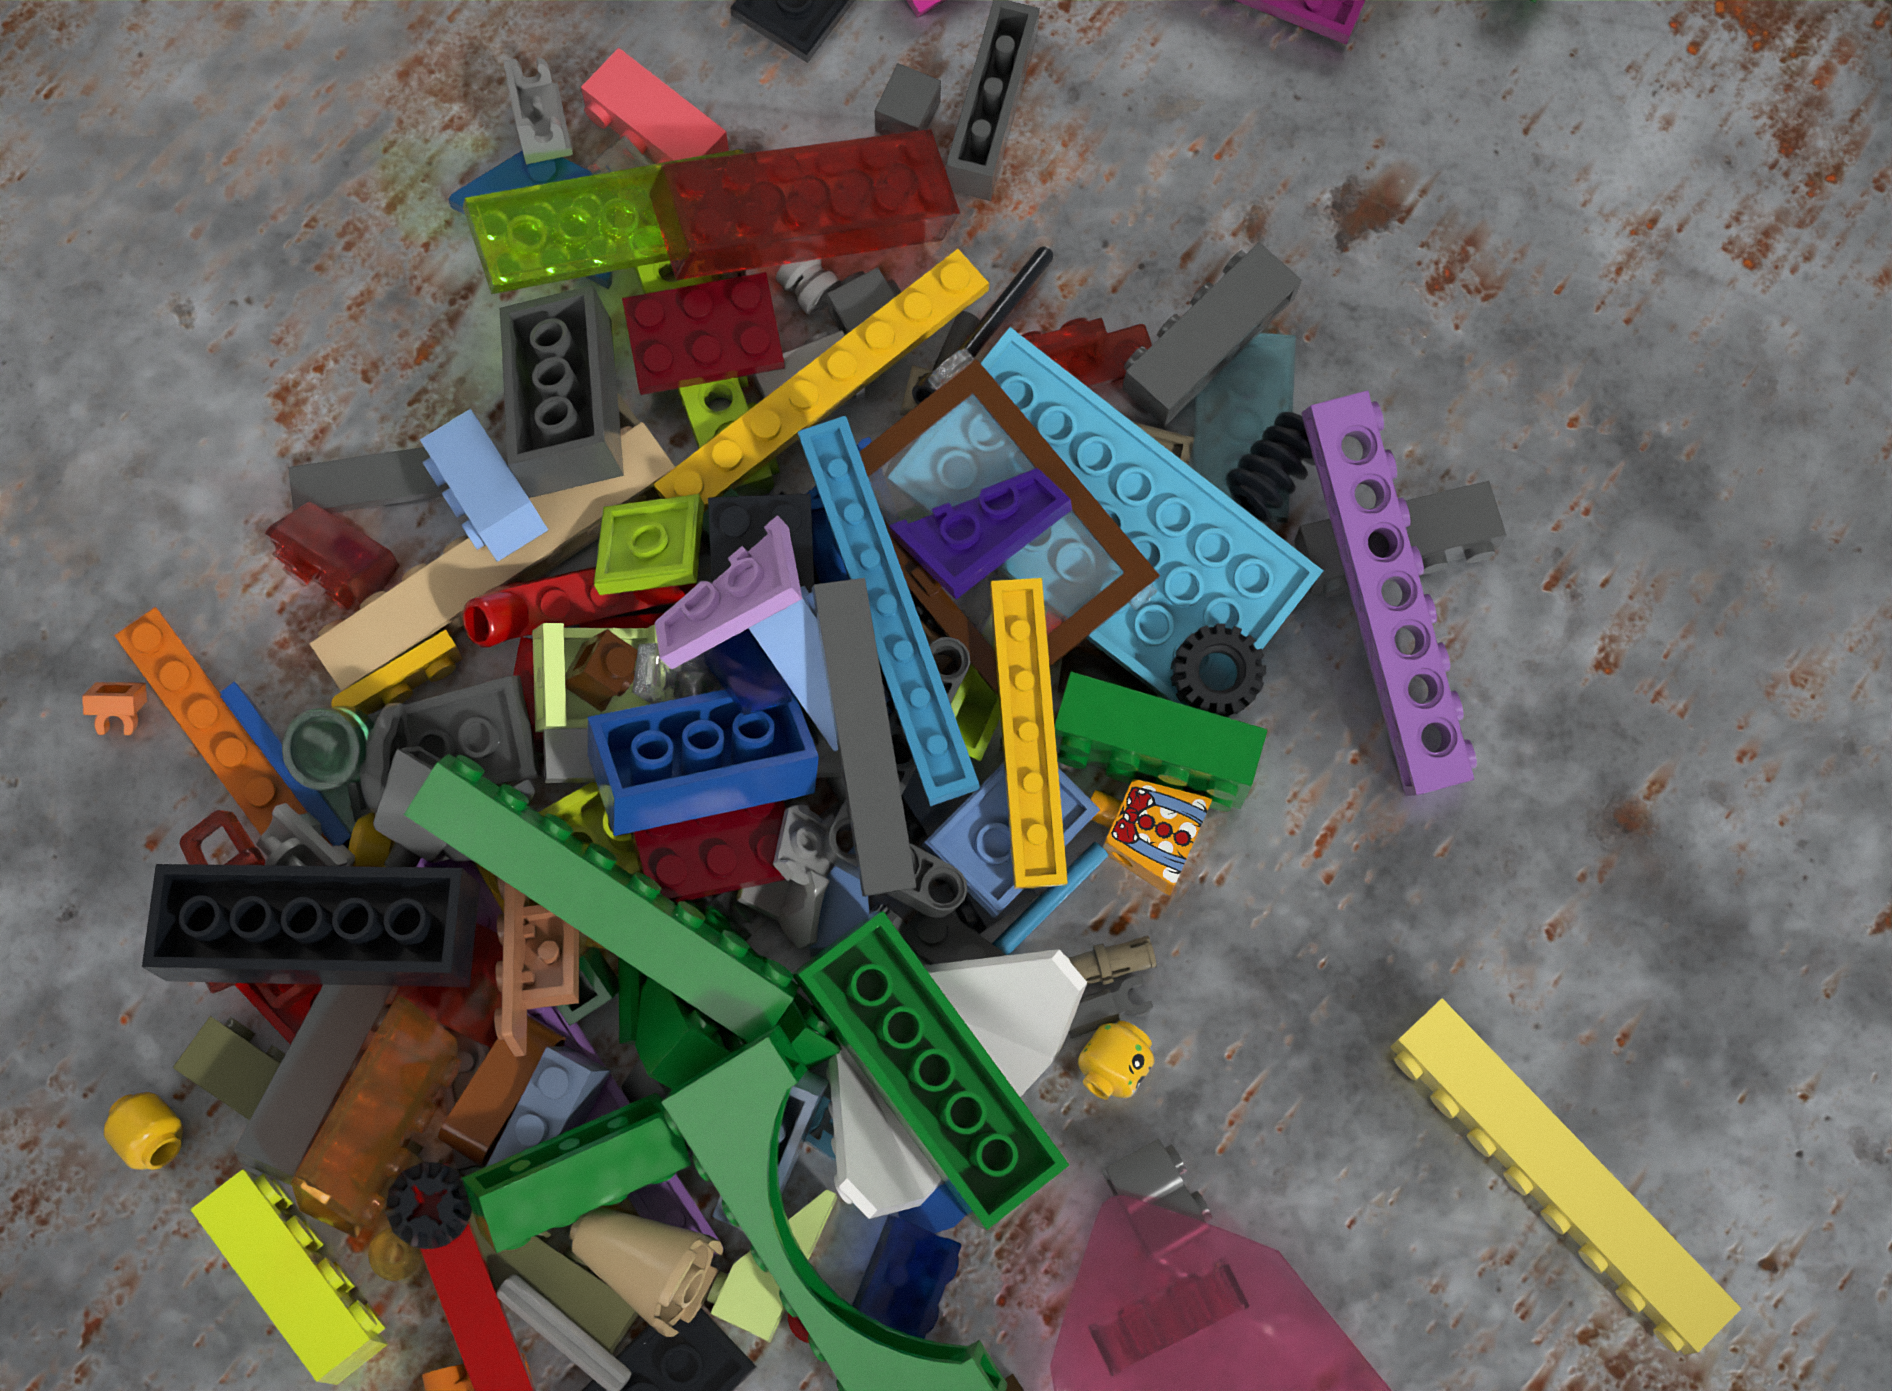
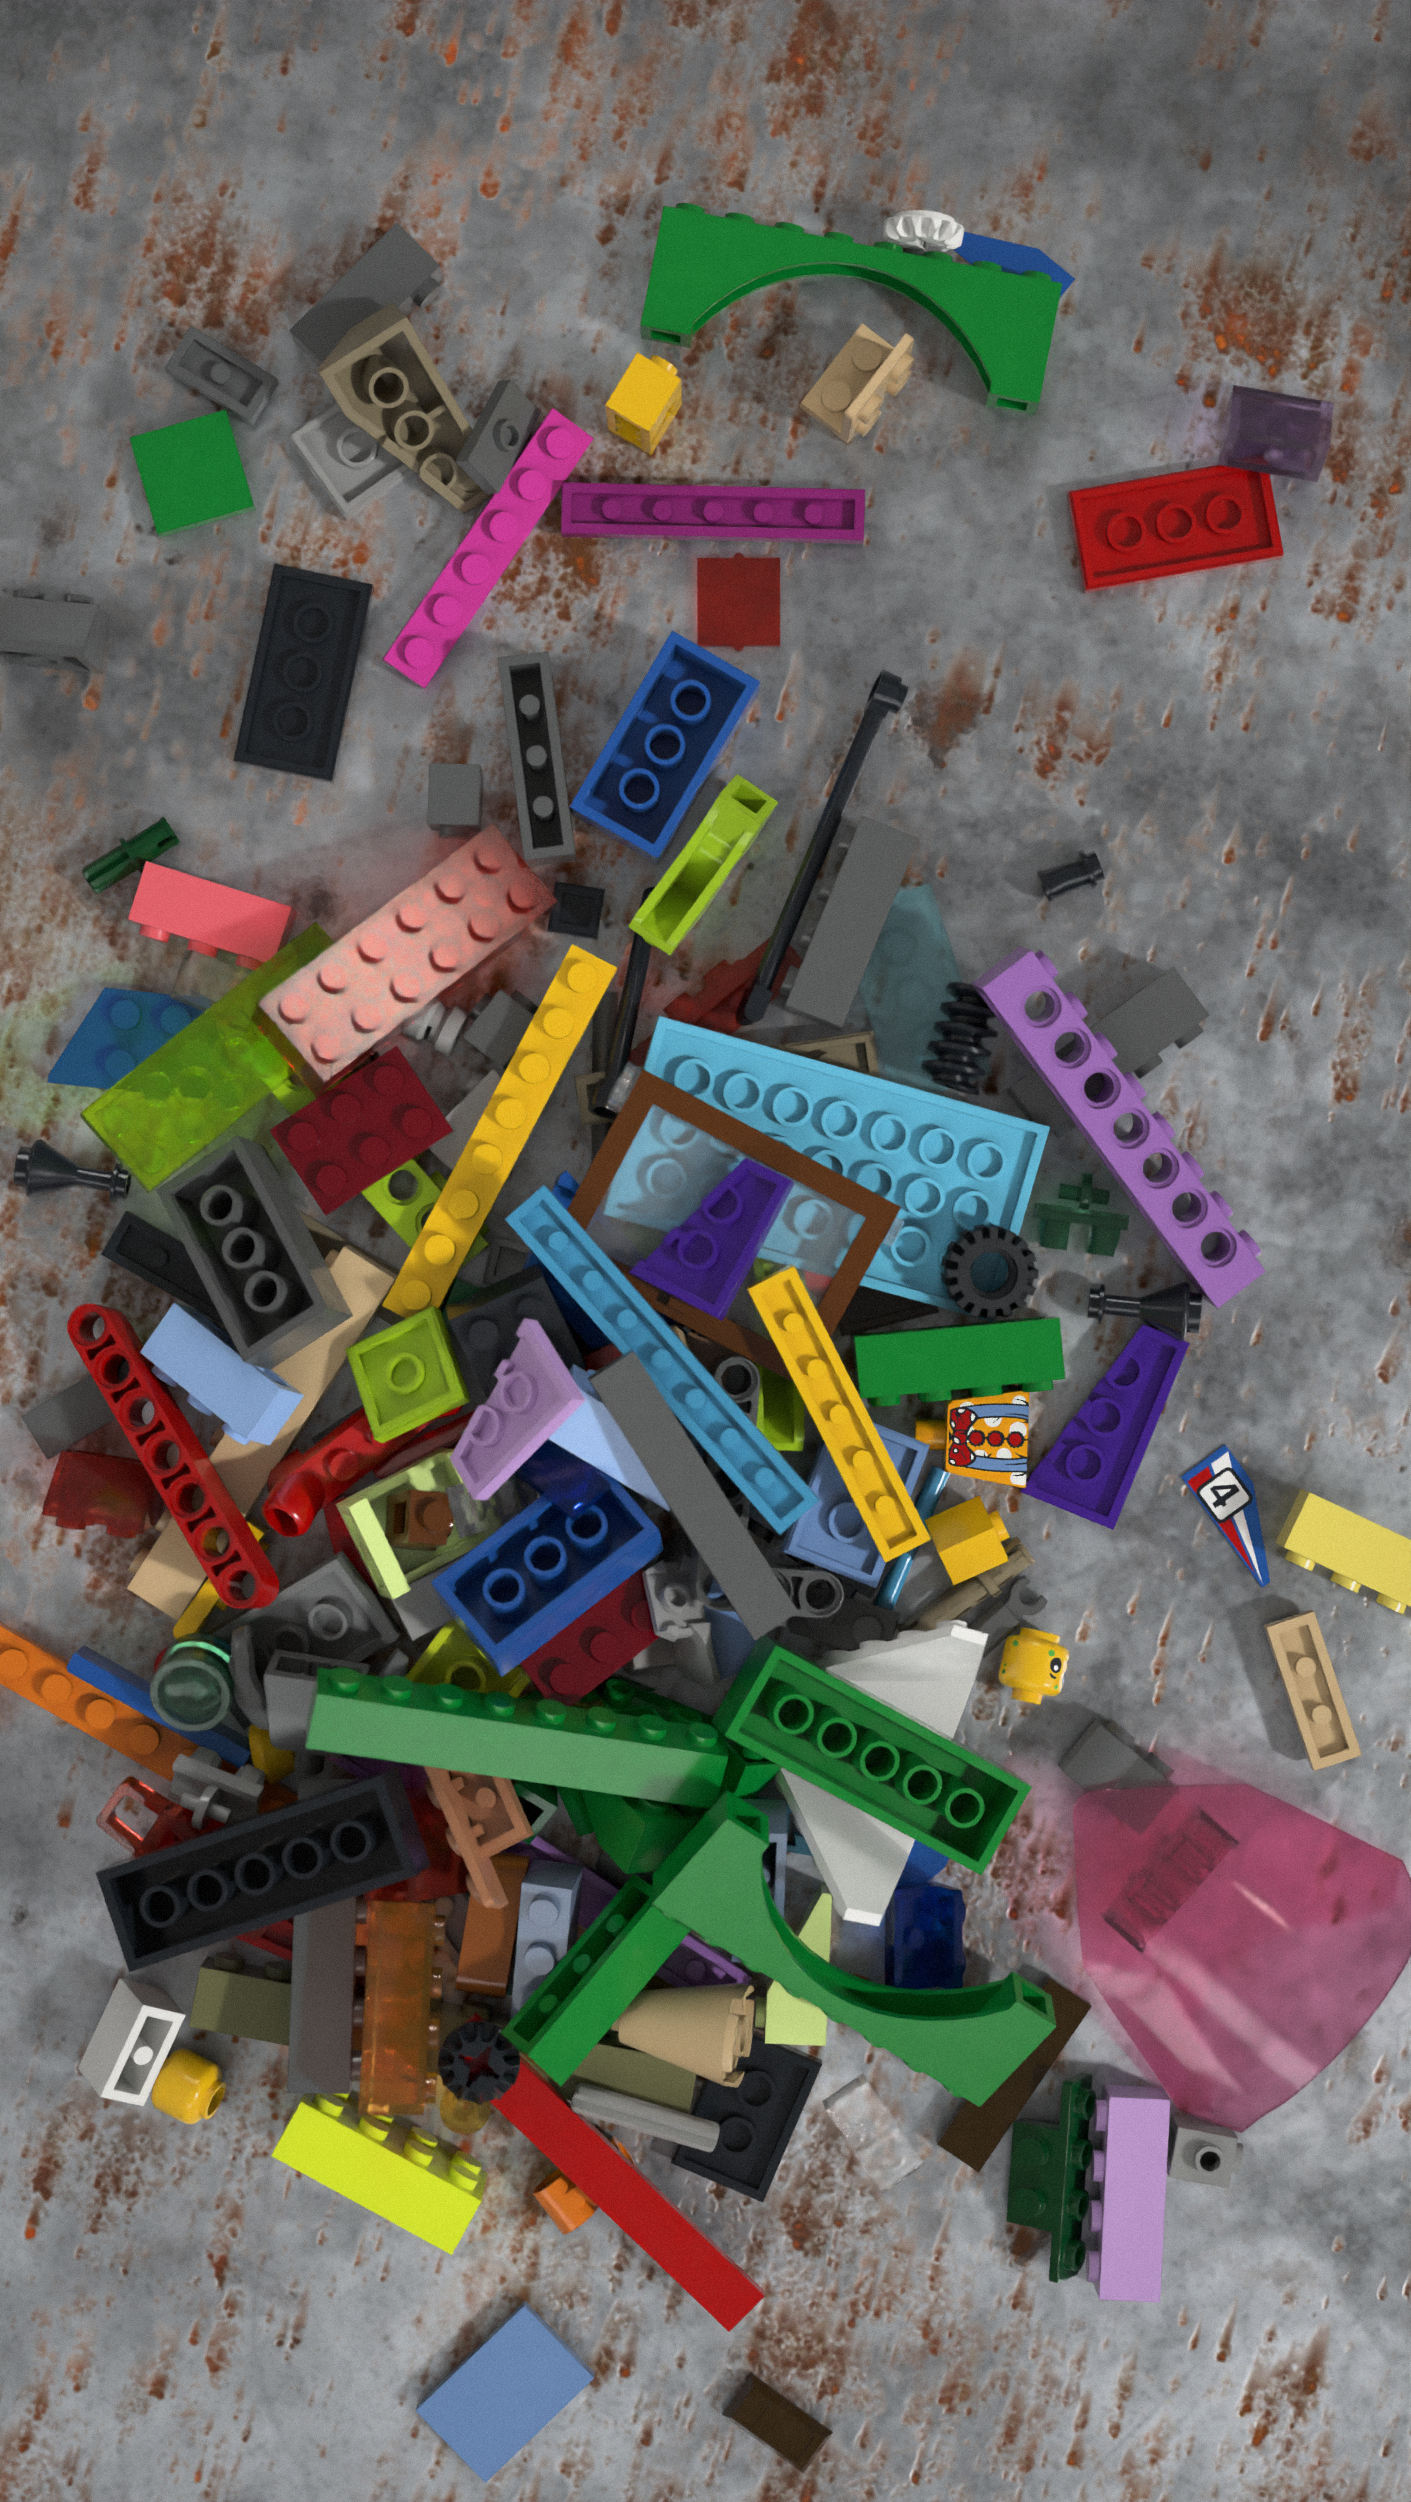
camera: 25 degrees left, 15 degrees up
(112, 1063) = (131, 2042): none -> white brick
(397, 469) = (193, 1466): none -> red beam
(412, 271) = (47, 1171): none -> black piece
(473, 383) = (159, 1260): none -> black plate
(538, 113) = (96, 959): light grey hinge -> none
(599, 47) = (130, 856): none -> dark green axle
(974, 238) = (576, 911): none -> black tile
(1087, 246) = (703, 865): none -> lime arch
(1101, 915) = (968, 1539): none -> yellow brick
(1107, 131) = (665, 747): none -> blue brick
(1219, 51) = (738, 602): none -> clear red piece
(1262, 884) = (1106, 1438): none -> dark purple wing
(1317, 170) = (885, 696): none -> black hinge
(1321, 665) = (1102, 1226): none -> clear green hips
(1362, 995) = (1231, 1503): none -> sticker
(1370, 785) = (1168, 1310): none -> black piece
(1374, 1196) = (1312, 1690): none -> tan plate
(1425, 378) = (1071, 875): none -> black pin
(1626, 132) = (1173, 526): none -> red tile
(1743, 84) = (1276, 433): none -> clear purple brick

